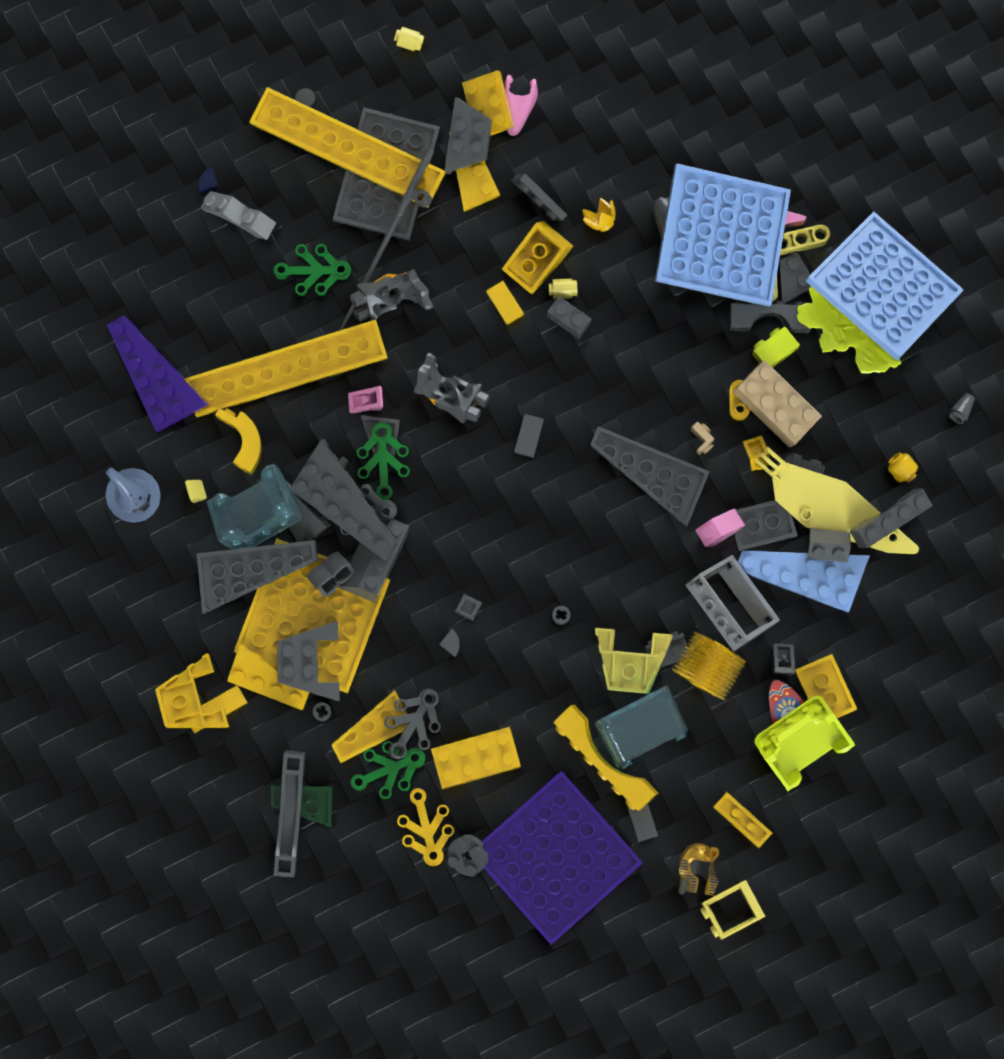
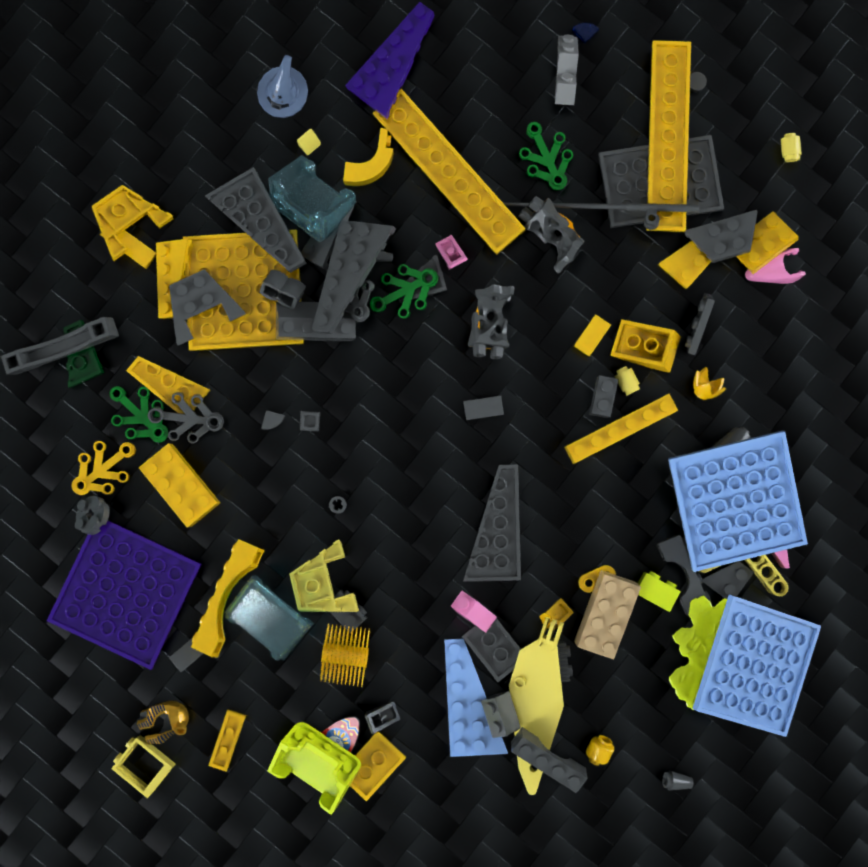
camera: 70 degrees right, 5 degrees up
(316, 714) = (160, 331): dark grey bush -> none
(606, 315) = (621, 428): none -> yellow arch
(702, 433) = (552, 559): tan bracket -> none
(746, 594) = (424, 662): light grey window -> none

